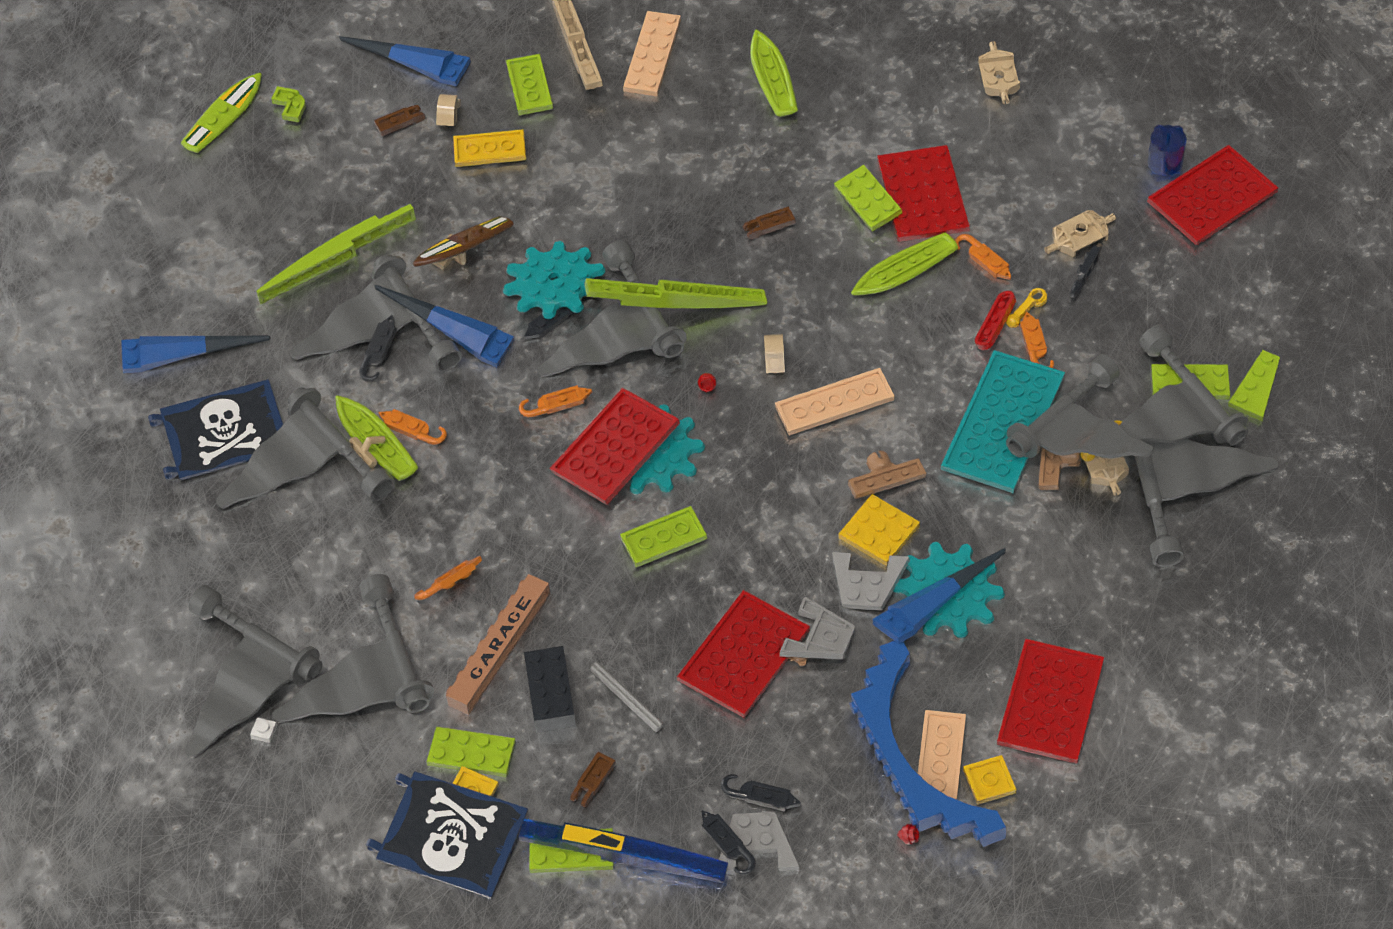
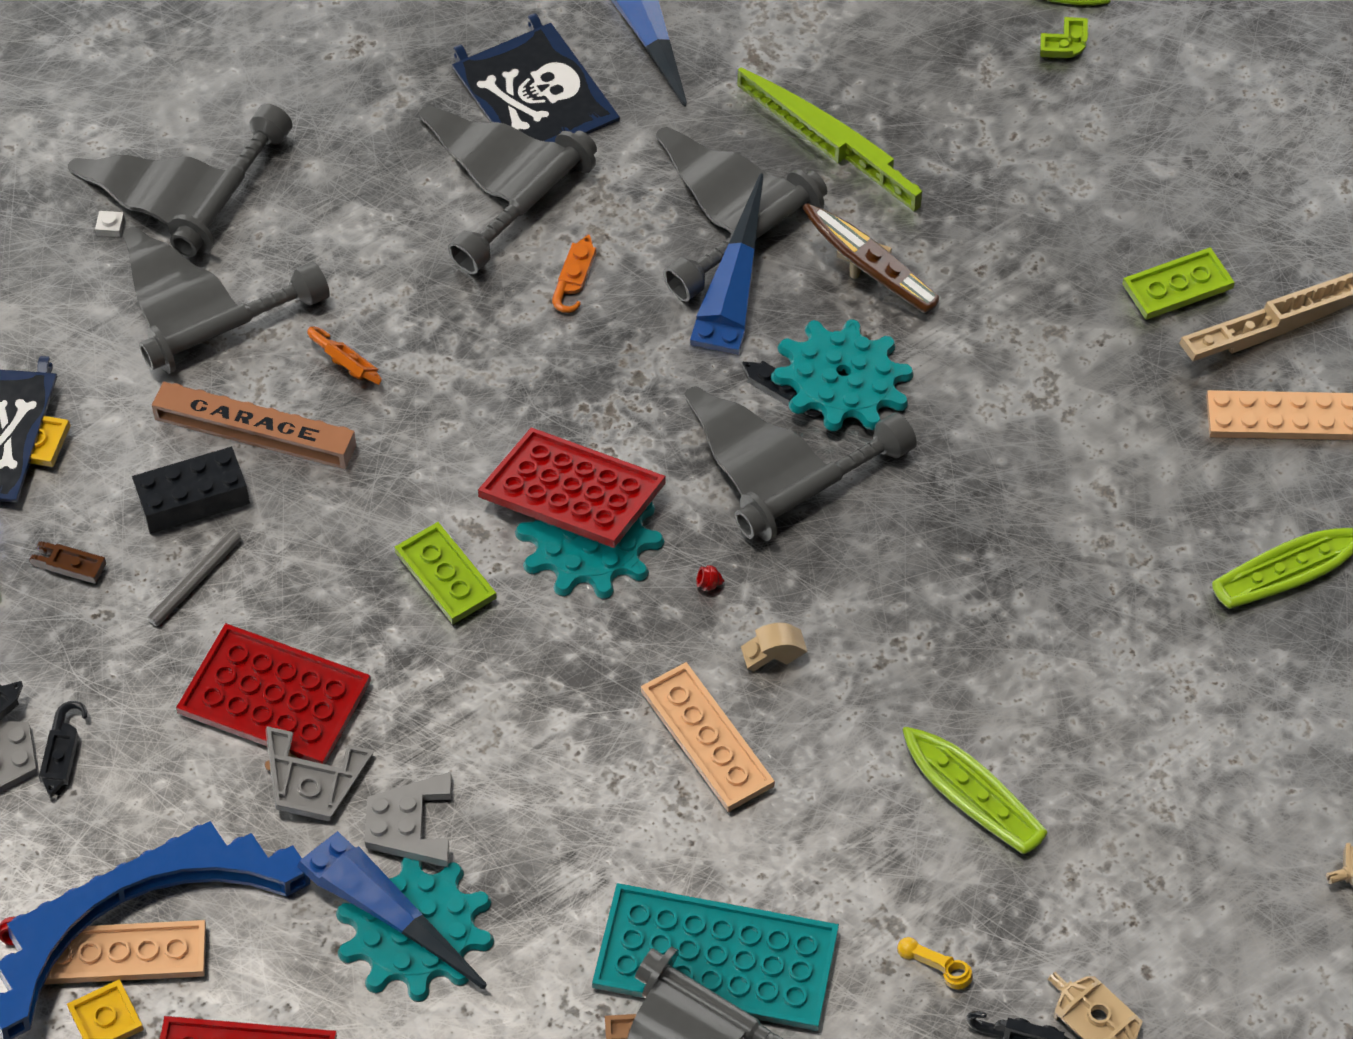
camera: 75 degrees right, 0 degrees up
(362, 449) = (520, 224): tan plate -> none
(364, 423) = (546, 238): lime piece -> none
(378, 347) = (687, 210): black plate -> none
(399, 119) = (1072, 156): reddish brown hinge -> none
(434, 63) = (1184, 175): blue plate -> none
(447, 109) = (1100, 197): tan brick -> none
(472, 750) = (98, 431): lime plate -> none
(489, 148) = (1052, 262): yellow plate -> none
(556, 401) = (641, 415): orange plate -> none
(675, 294) = (832, 506): lime slope -> none
(769, 222) = (1009, 608): reddish brown hinge -> none
(868, 198) = (1084, 721): lime plate -> none
(879, 529) = (500, 826): yellow plate -> none
(885, 475) = (587, 815): medium nougat plate -> none
(926, 192) = (1120, 795): red plate -> none
(986, 257) = (1019, 894): orange plate -> none
(995, 320) = (897, 920): red plate -> none
(1034, 338) = (875, 981): orange plate -> none

